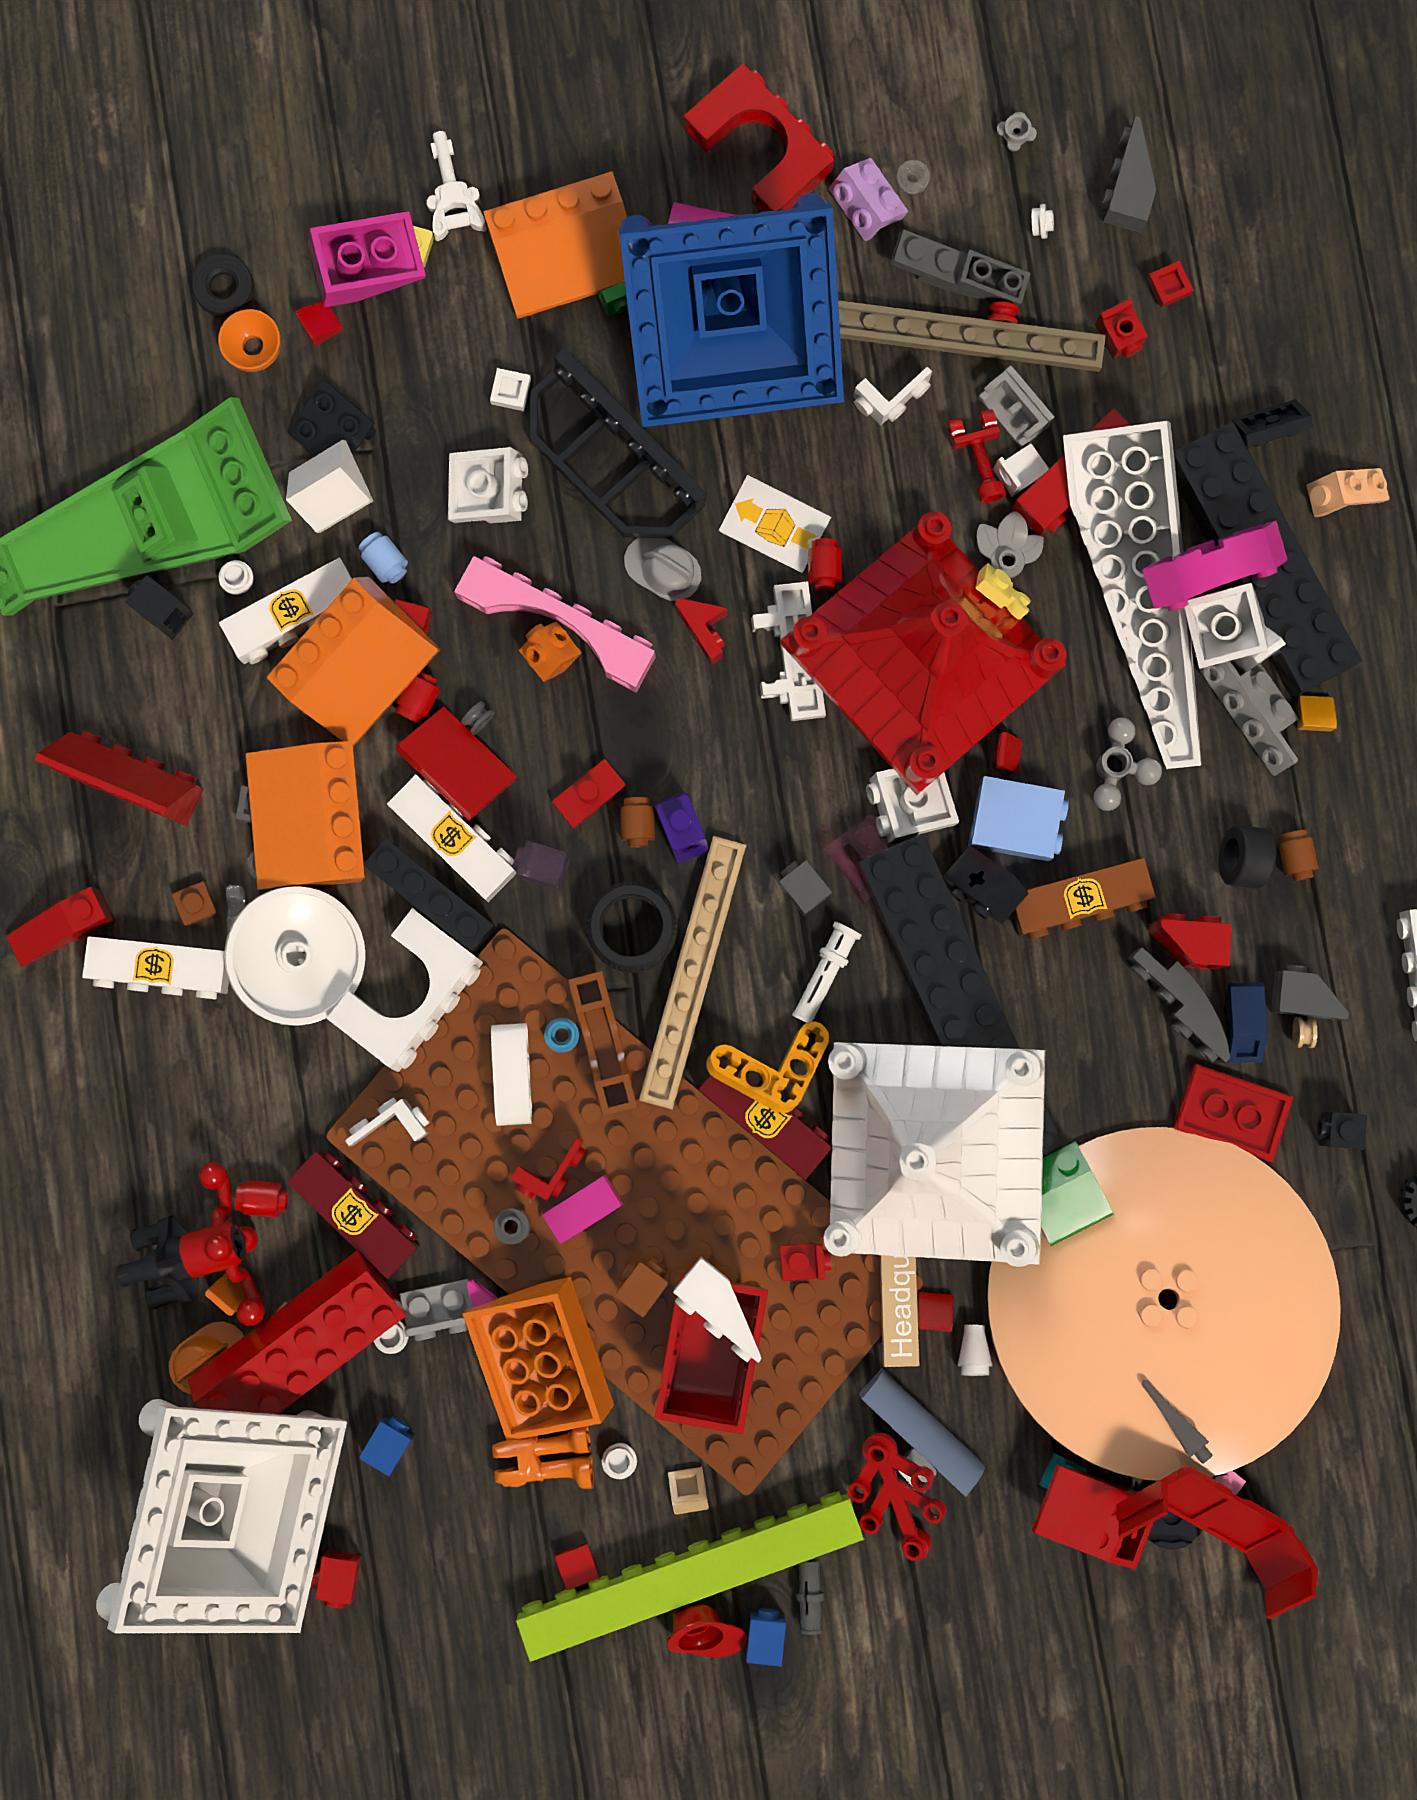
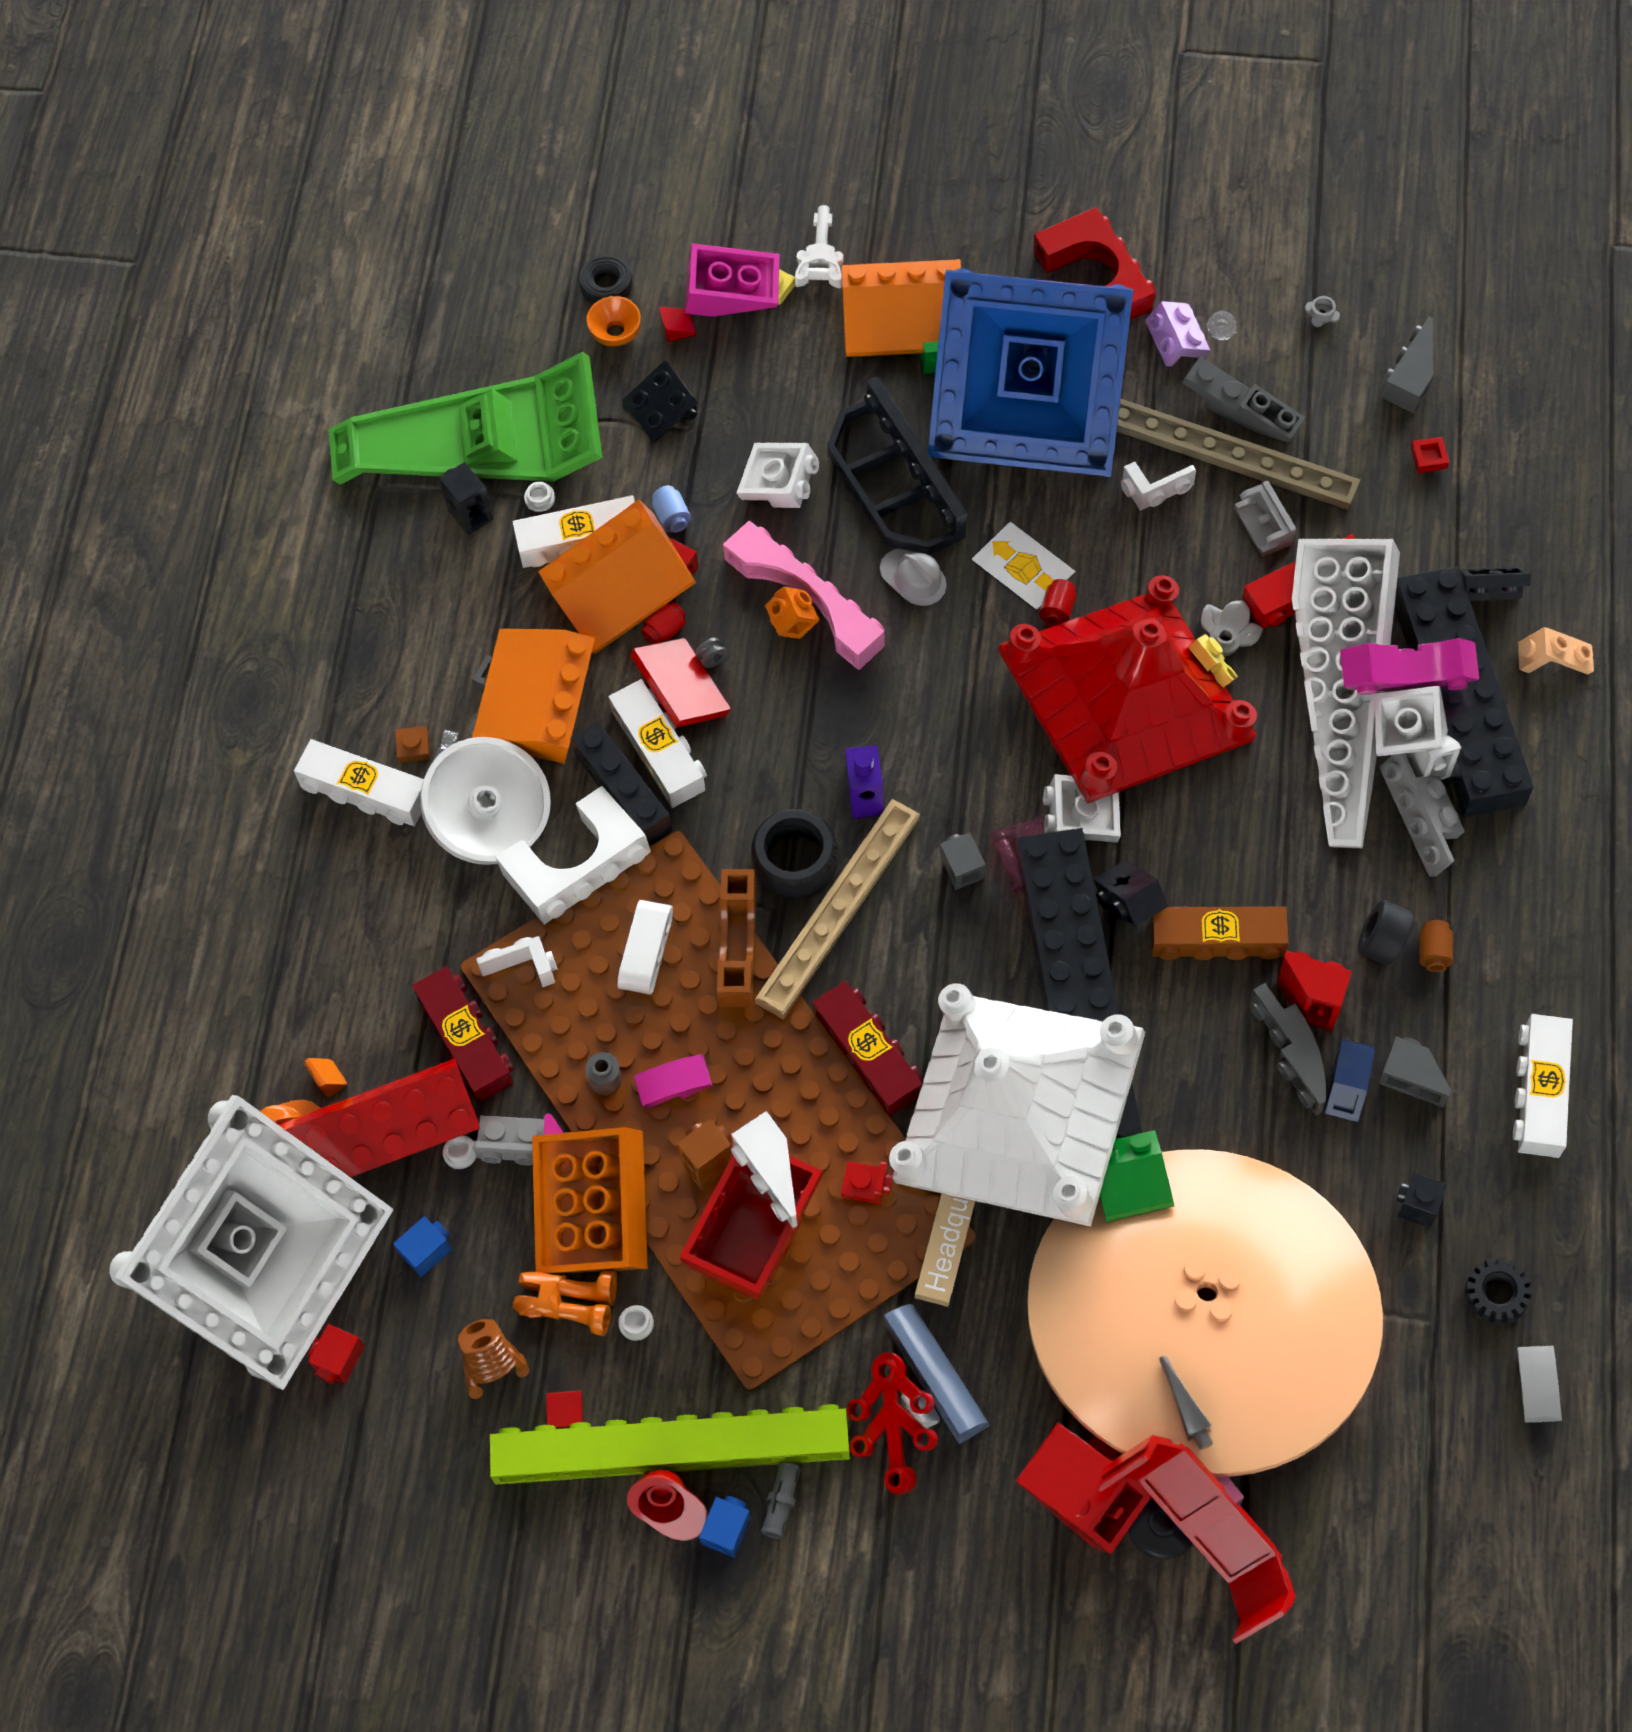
camera: 25 degrees right, 20 degrees down
(60, 925) = (290, 730): red slope -> none
(123, 776) = (386, 623): red slope -> none
(187, 1256) = (311, 1023): wheel -> none
(261, 1198) = (384, 999): red brick -> none
(327, 488) = (641, 446): white slope -> none
(489, 1541) = (488, 1355): none -> dark orange piece
(510, 389) = (822, 407): white plate -> none
(530, 1184) = (632, 1044): red bracket -> none
(541, 865) = (730, 779): clear purple brick -> none
(553, 1027) = (698, 919): dark azure plate -> none
(589, 793) = (790, 739): red tile -> none
(637, 821) = (826, 769): dark orange brick -> none
(688, 1490) = (692, 1371): tan slope -> none
(698, 618) = (934, 622): red slope -> none
(773, 1081) = (884, 1011): light orange beam -> none
(795, 685) = (1003, 693): white hinge -> none
(833, 958) = (970, 928): white pin -> none
(935, 1311) = (979, 1267): red slope -> none
(974, 1352) = (1006, 1316): white cone -> none
(990, 489) = (1224, 579): red bar -> none
(1003, 312) = (1274, 441): red bush -> none
(1007, 753) = (1182, 795): red slope -> none
(1018, 819) = (1178, 850): light blue brick -> none
(1020, 469) = (1253, 567): white bracket -> none
(1042, 221) = (1326, 382): white plate -> none
(1116, 340) = (1377, 479): red brick -> none
(1146, 771) = (1308, 840): light grey piece -> none
(1233, 1111) = (1320, 1160): red tile -> none
(1304, 1032) = (1405, 1104): tan bush -> none
(1316, 713) = (1482, 833): light orange slope -> none

